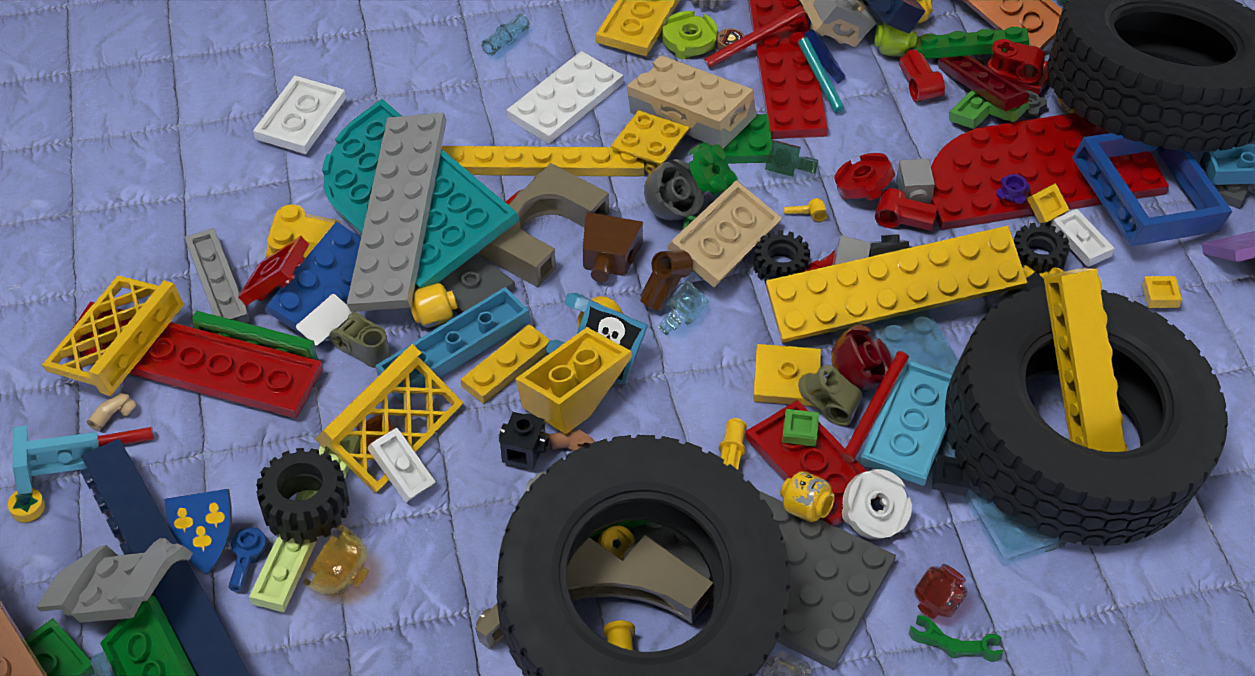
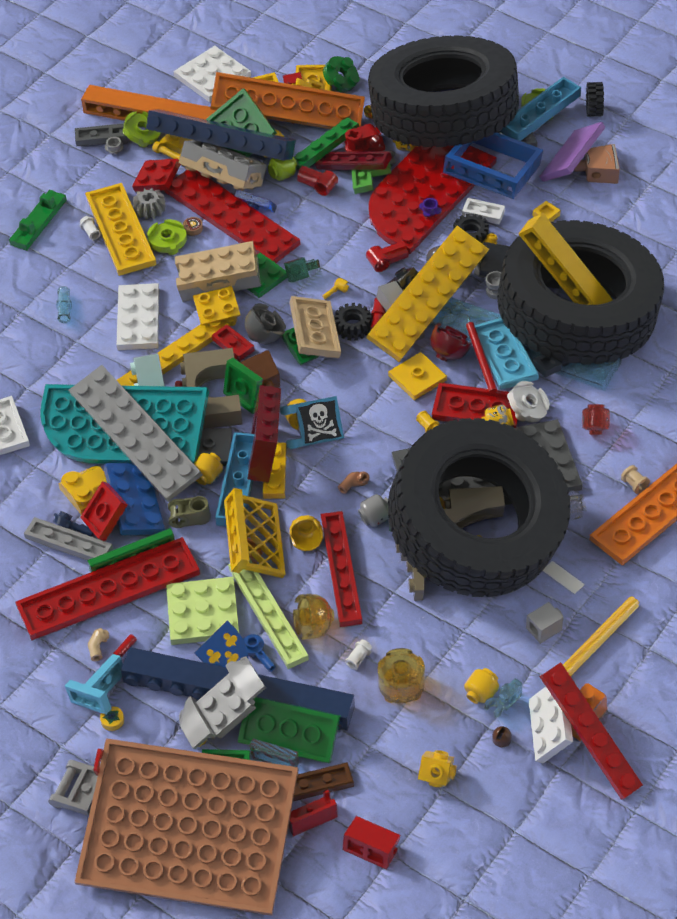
camera: 40 degrees left, 0 degrees up
(129, 341) = (73, 601): yellow fence -> none
(239, 256) = (64, 520): none -> dark blue plate
(239, 453) = (200, 608): none -> yellowish green plate
(299, 473) = (261, 582): black tyre -> none
(324, 319) = (158, 515): white sticker -> none
(338, 652) = (360, 651): none -> white pin
(401, 465) = (287, 551): white plate -> none
(437, 535) = (341, 569): none -> red plate
(447, 459) = (306, 533): none -> yellow hair
(490, 157) = (147, 370): none -> light aqua brick
(523, 440) = (332, 495): black brick -> none
(537, 288) = (265, 433): none -> dark red arch
(571, 241) = (242, 382): none -> green plate
(572, 379) = (326, 449): yellow slope -> none
(624, 191) = (229, 338): none -> red plate
(667, 270) = (313, 371): reddish brown piece -> none
(685, 305) = (333, 377): clear light blue plate -> none
(711, 169) = (275, 303): green plate -> none
(754, 36) = (208, 214): red bar -> none
(800, 427) = (456, 393): bright green tile -> none
(821, 75) = (266, 212): teal bar -> none
(833, 396) = (453, 368): olive piece -> none
(864, 177) = (347, 260): red plate -> none
(916, 179) = (375, 235): light grey brick -> none
(954, 647) = (622, 440): green piece -> none
(1048, 204) = (453, 204): yellow plate -> none

